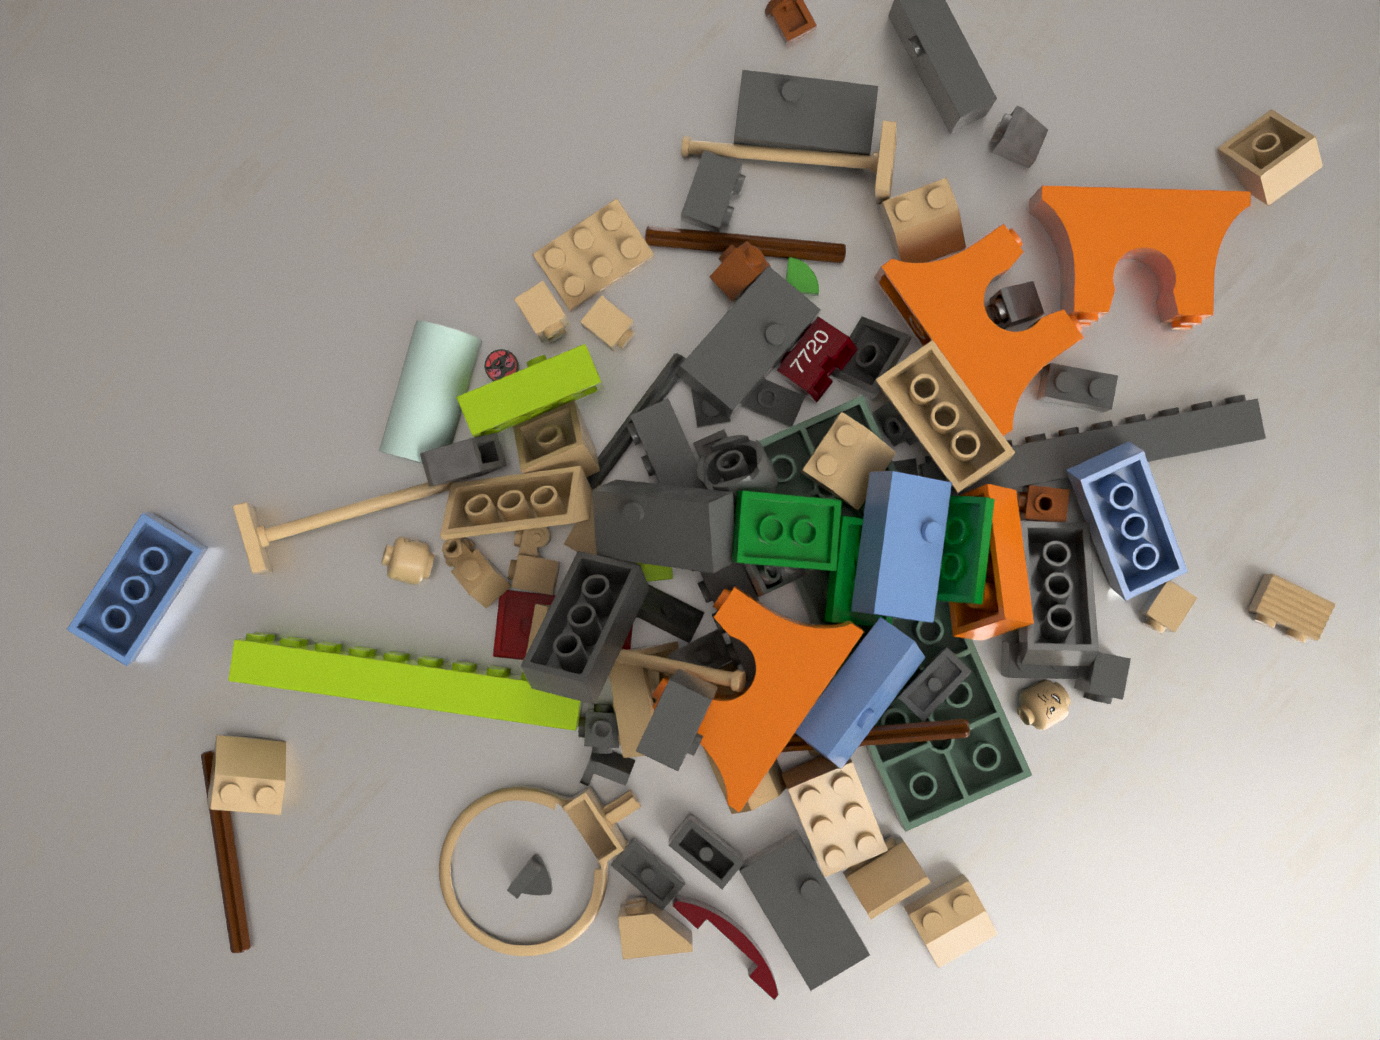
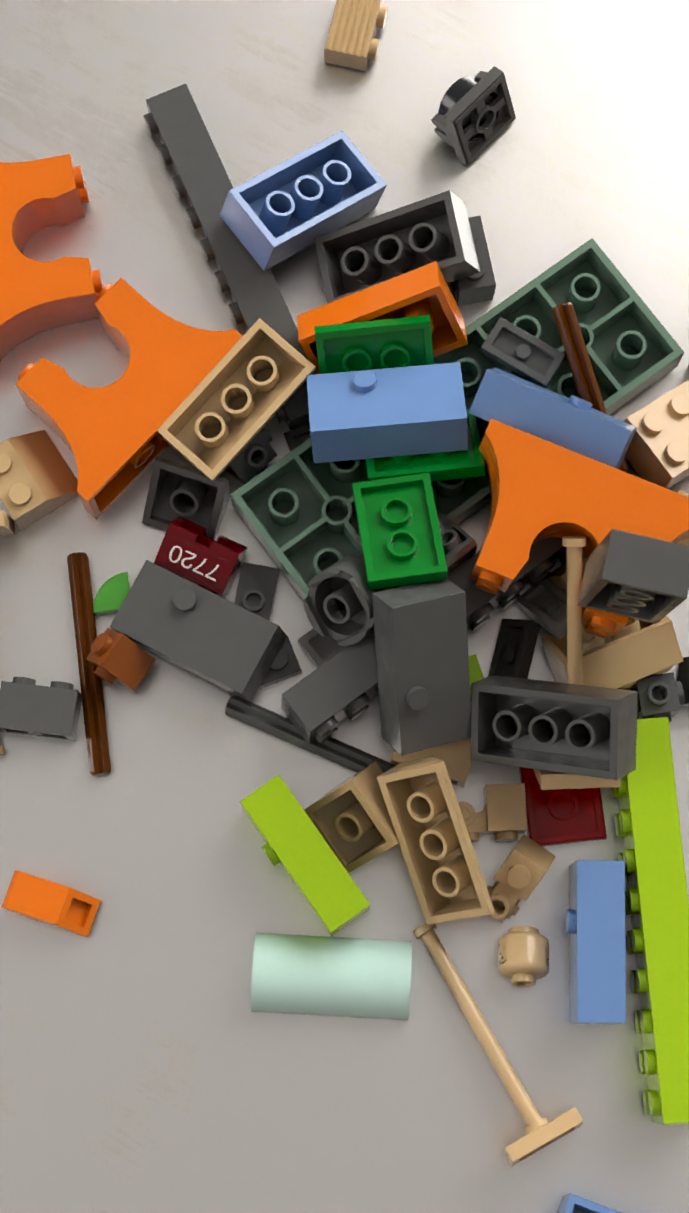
camera: 100 degrees left, 10 degrees down
(401, 623) = (597, 942): none -> medium blue brick
(463, 460) = (398, 915): flat silver slope -> none
(500, 364) = (281, 902): tile -> none
(542, 170) = (51, 903): none -> orange slope
(543, 312) = (213, 862): tan brick -> none
(593, 255) = (134, 827): tan plate -> none
(608, 324) = (209, 791): tan brick -> none
(846, 459) = (305, 493): tan slope -> none
(1015, 305) = (98, 360): flat silver slope -> none
(1043, 504) = (303, 287): dark orange brick -> none
(1043, 704) = (514, 247): tan head -> none
(1077, 387) = (173, 278): dark grey brick -> none
(1104, 678) = (475, 186): dark grey brick -> none
(1166, 607) = (384, 146): tan brick -> none
(1180, 698) = (474, 113): none -> dark grey piece

